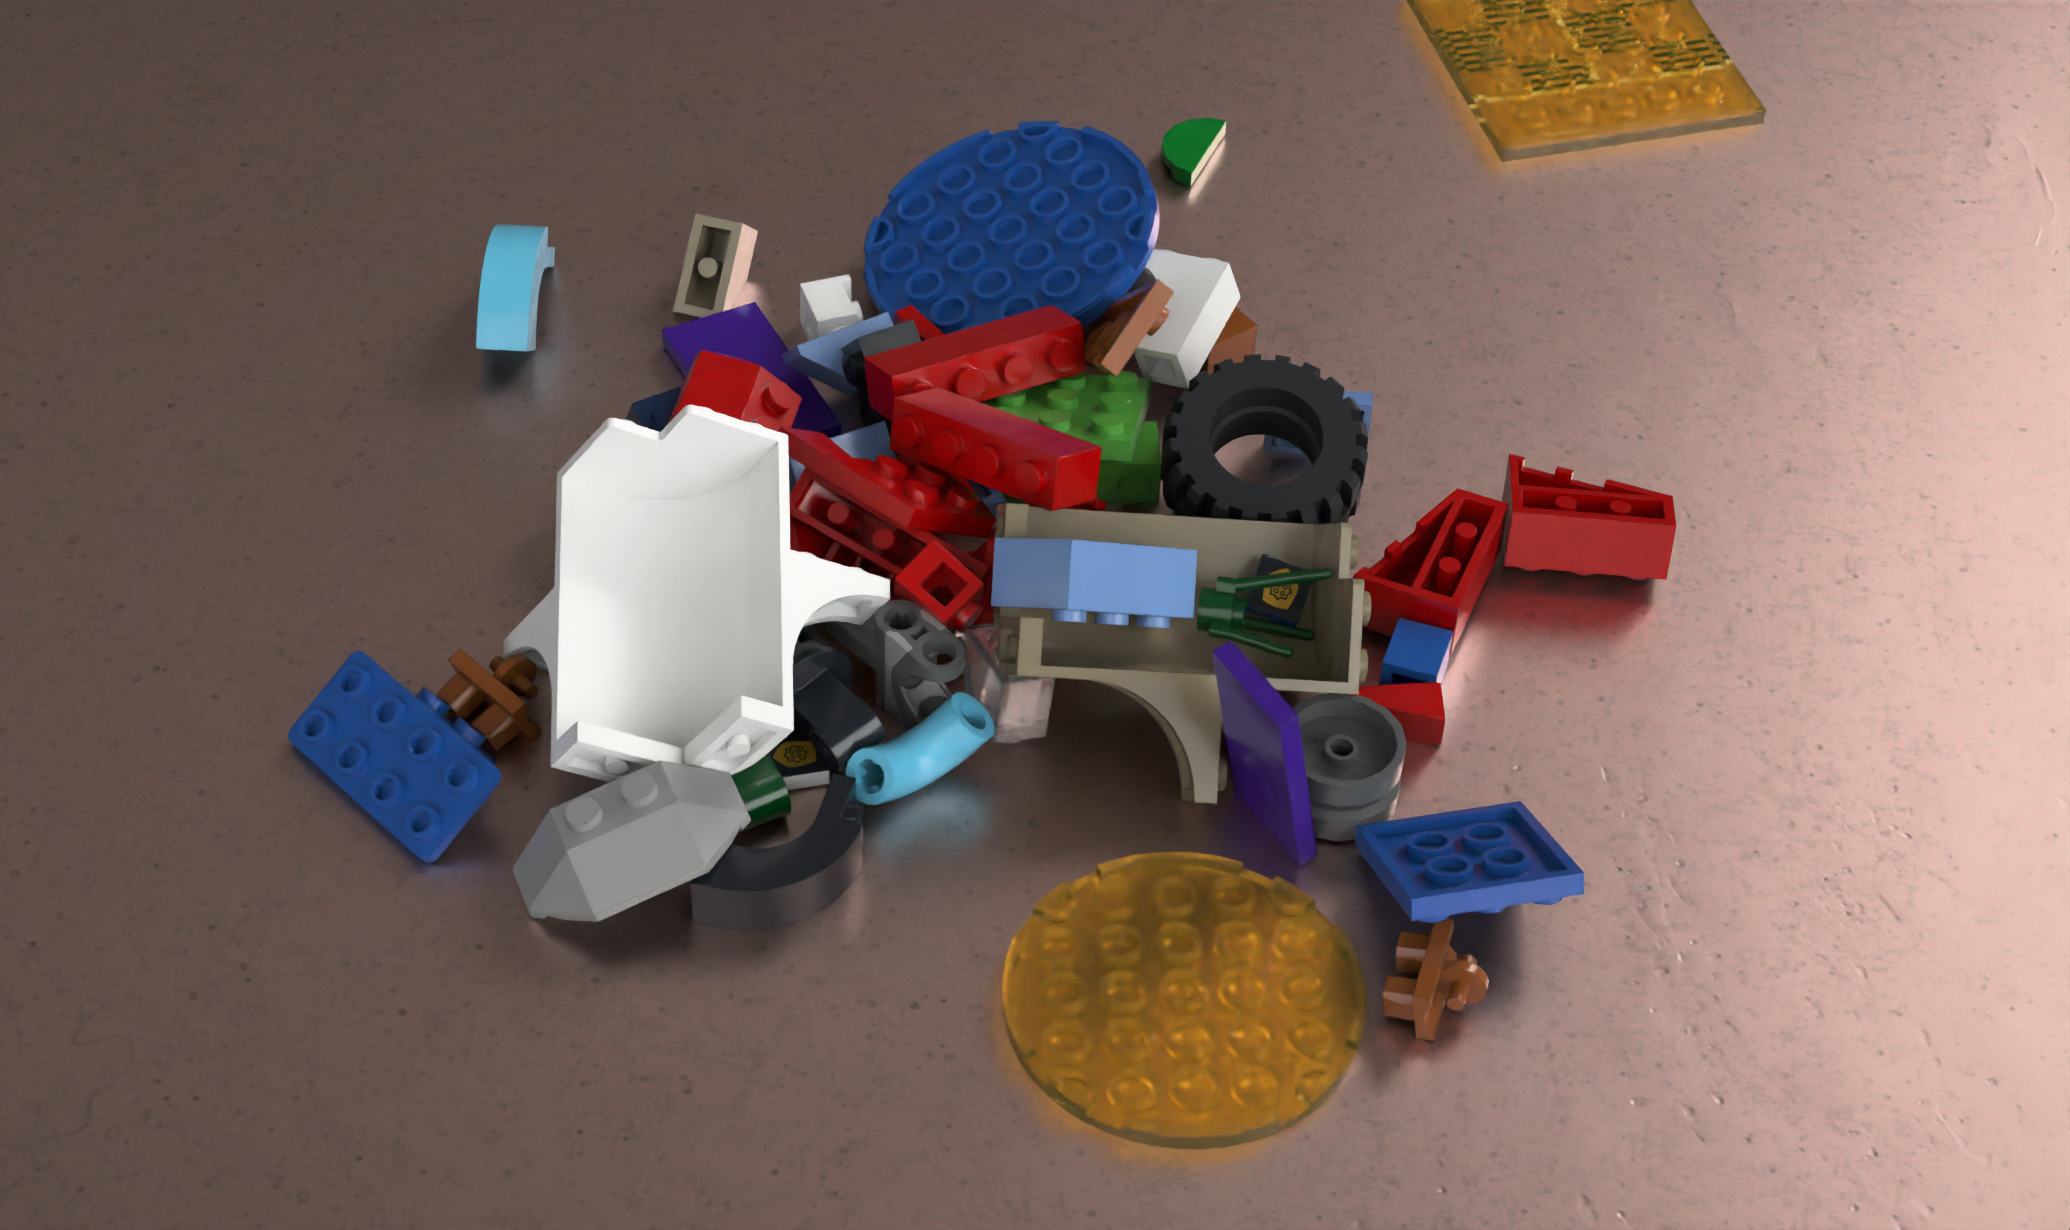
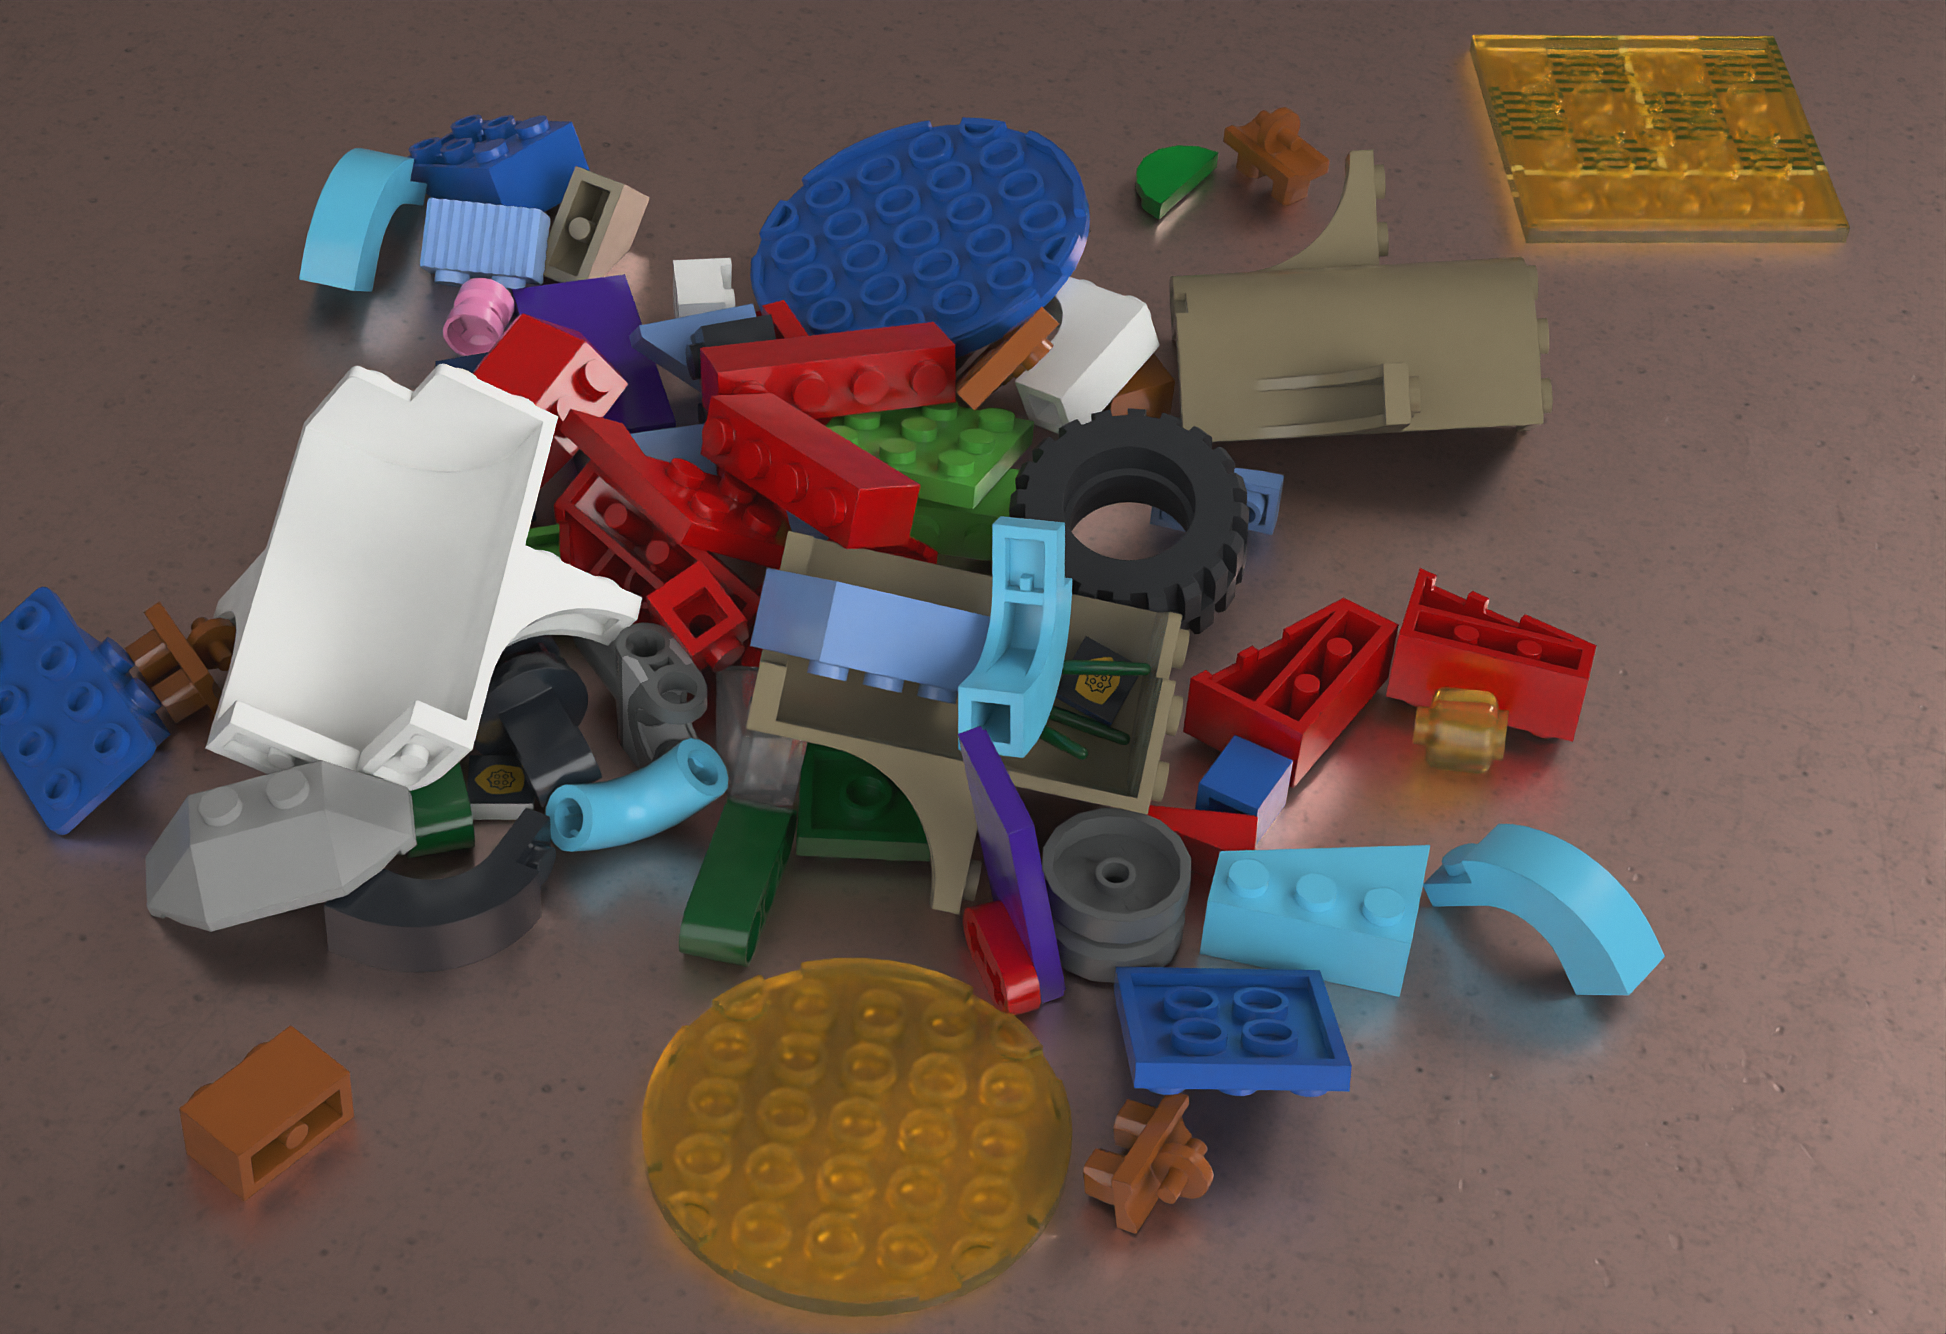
camera: 10 degrees right, 0 degrees up
(618, 224) = (500, 161): none -> blue slope
(628, 293) = (484, 242): none -> light blue brick
(642, 359) = (478, 316): none -> bright pink wheel
(694, 1064) = (266, 1112): none -> dark orange brick
(1023, 806) = (737, 881): none -> dark green beam
(1102, 730) = (854, 810): none -> dark green plate
(1224, 560) = (1026, 636): none -> medium azure arch
(1260, 834) = (1001, 958): none -> red beam
(1276, 110) = (1274, 149): none -> dark orange hips
(1400, 273) = (1357, 343): none -> dark tan cylinder
(1507, 752) = (1318, 911): none -> medium azure wedge
(1577, 584) = (1461, 730): none -> clear yellow head
(1702, 705) = (1563, 896): none -> medium azure arch

